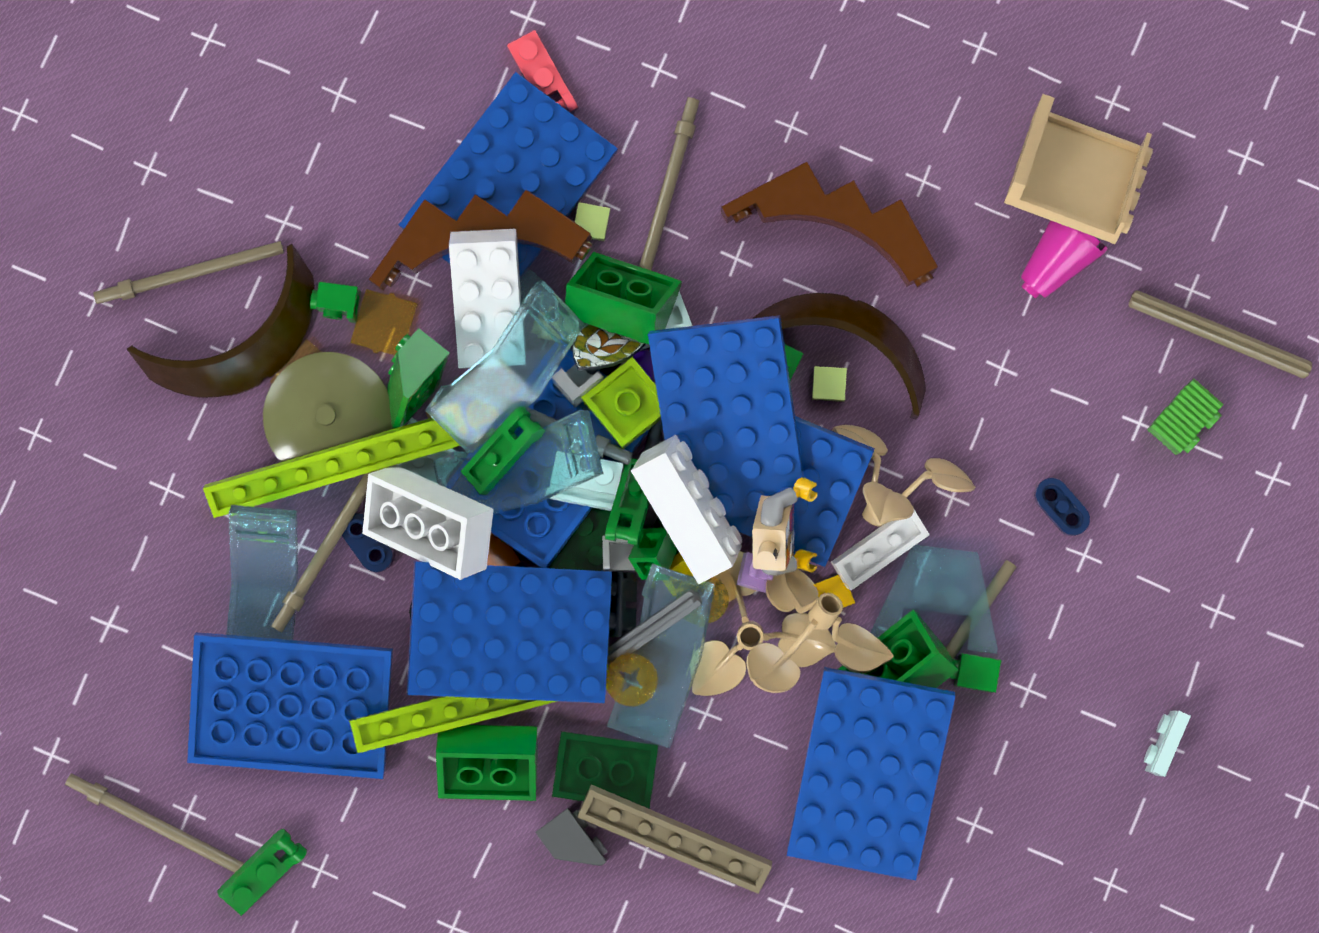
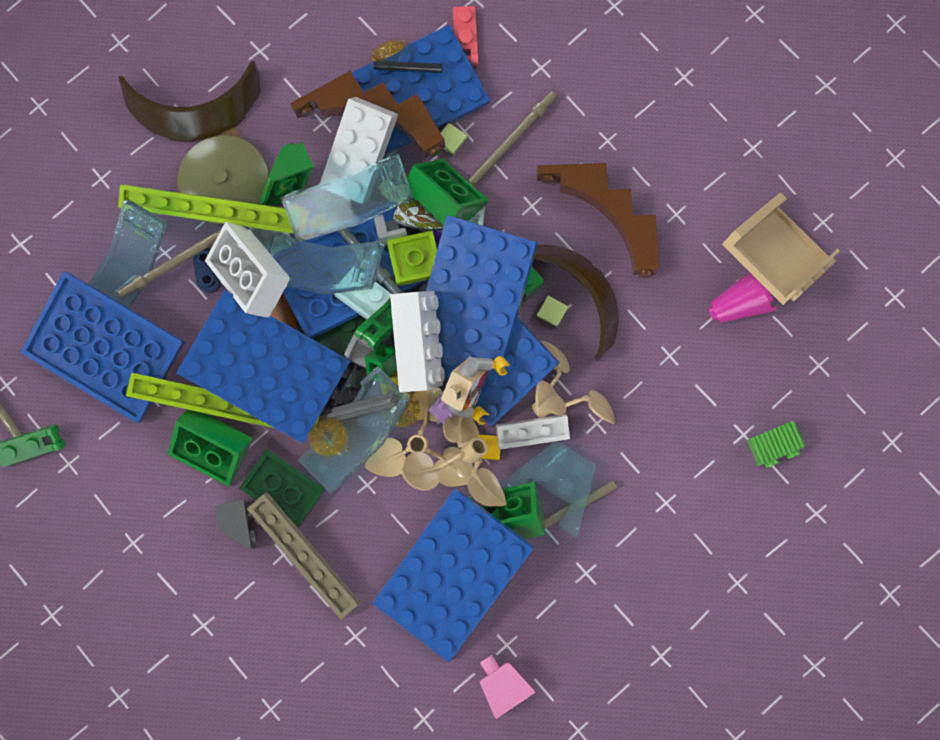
camera: 25 degrees right, 5 degrees down
(128, 289) = (142, 45): dark tan bar -> none
(336, 301) = (266, 111): green brick -> none
(383, 322) = (288, 132): clear yellow piece -> none
(452, 144) = (387, 49): none -> clear yellow gear
(491, 155) = (408, 66): none -> black bar
(502, 450) = (318, 247): green plate -> none
(977, 673) = (556, 544): green brick -> none
(995, 876) = (503, 686): none -> bright pink torso
(1064, 504) = (667, 463): dark blue plate -> none
(1171, 731) = (669, 645): light aqua plate -> none
(1220, 334) = (825, 402): dark tan axle -> none

